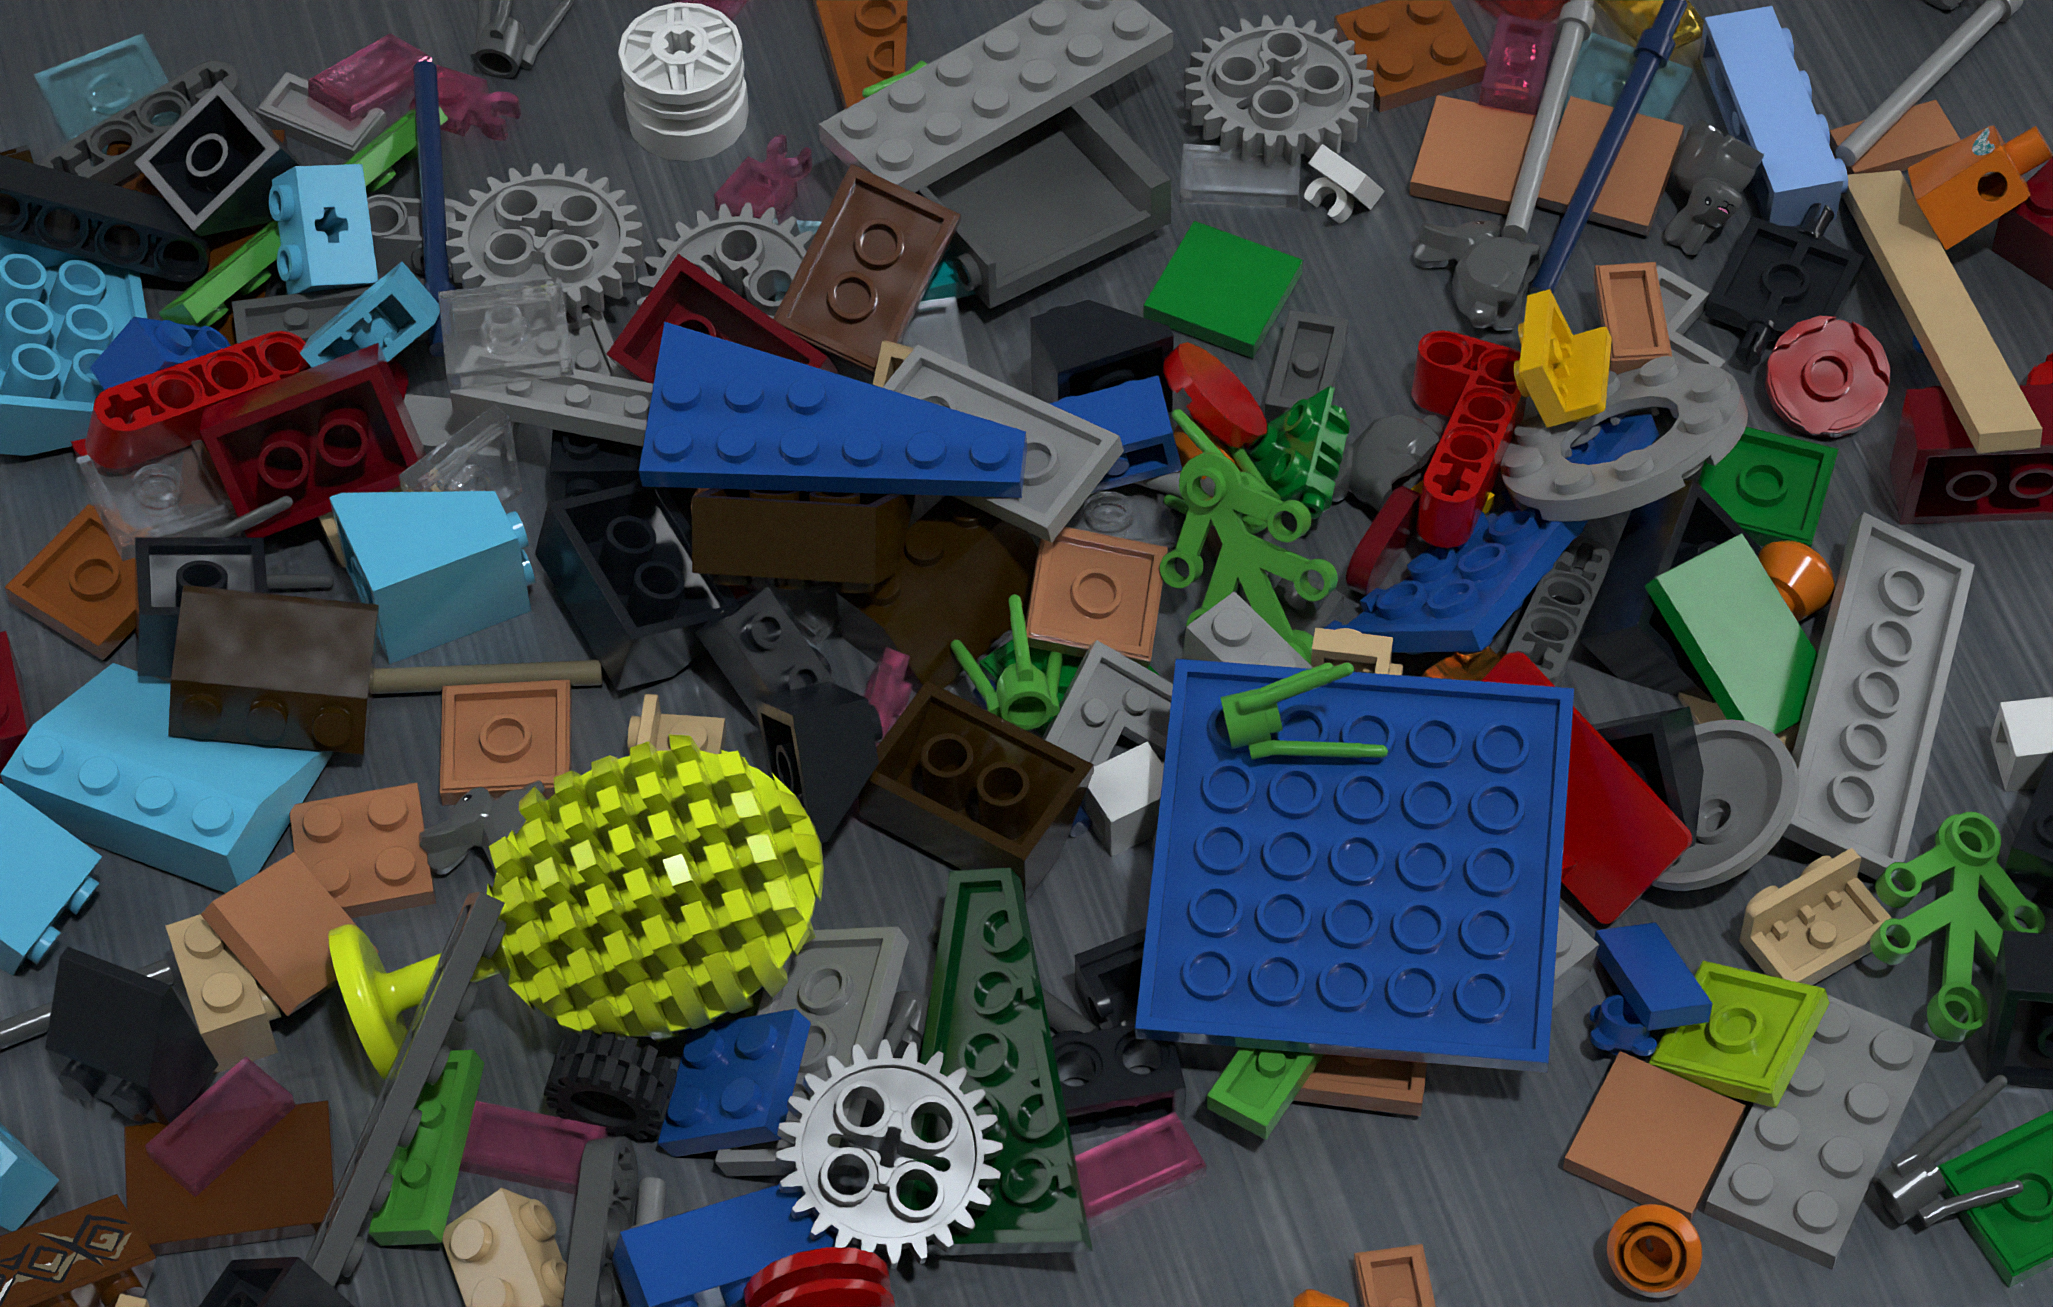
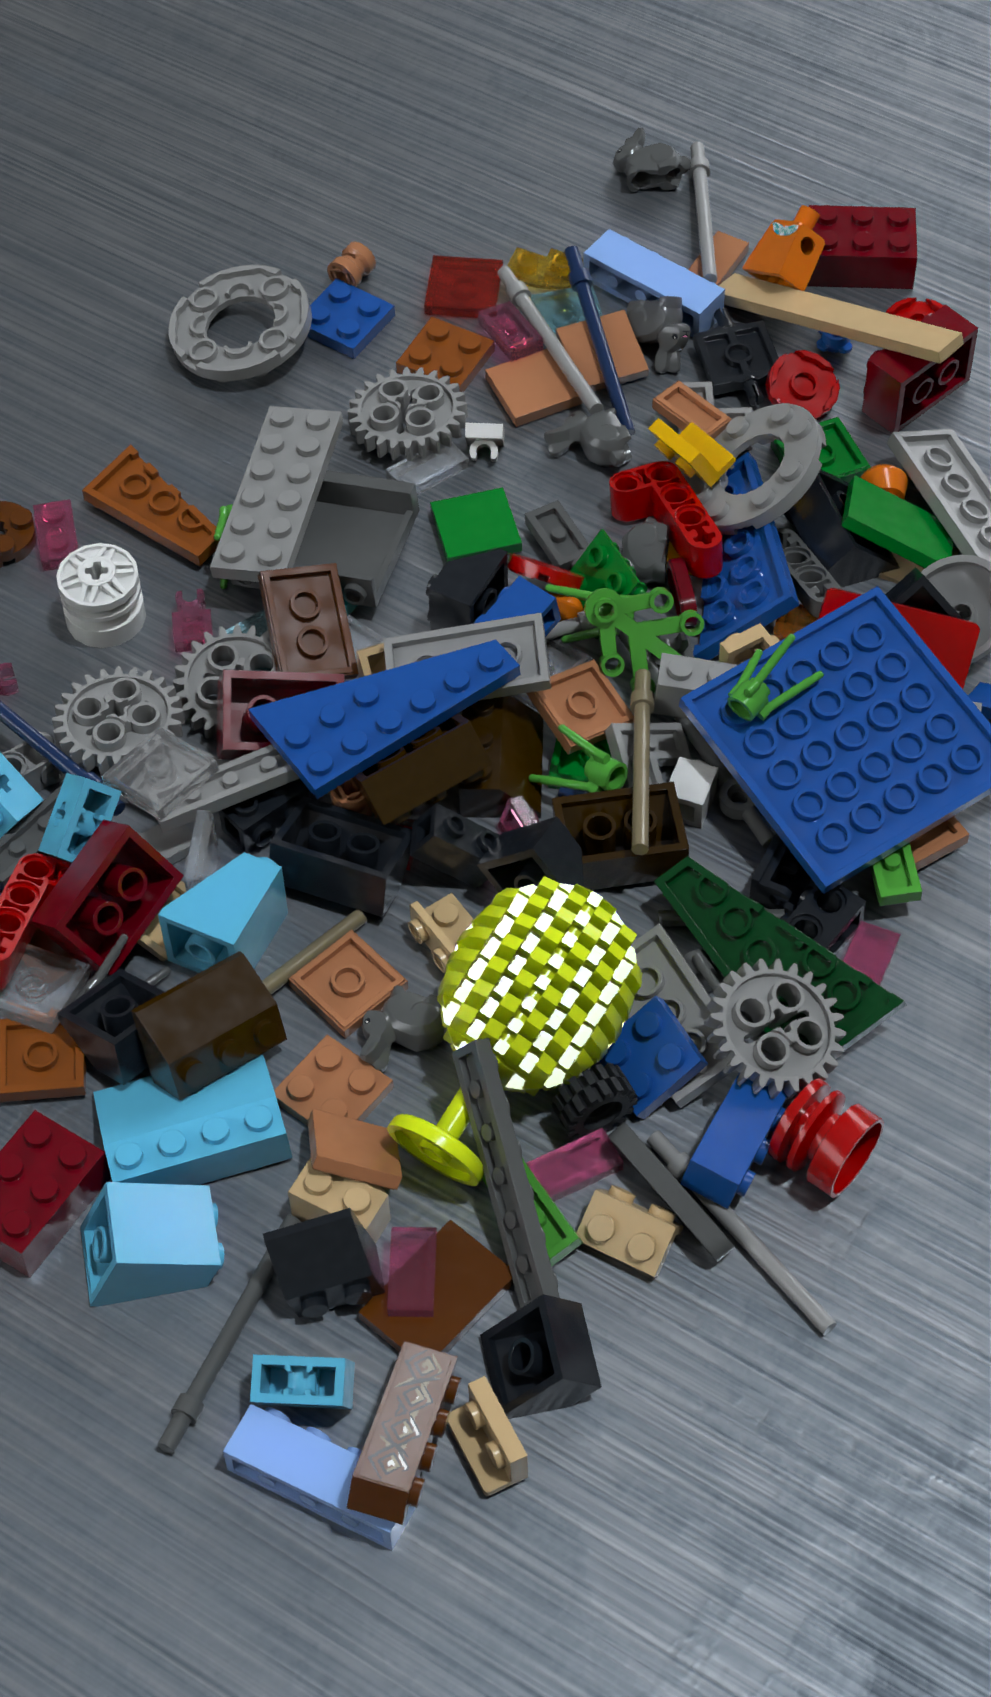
camera: 40 degrees left, 0 degrees up
(1160, 645) = (641, 706): none -> dark tan bar

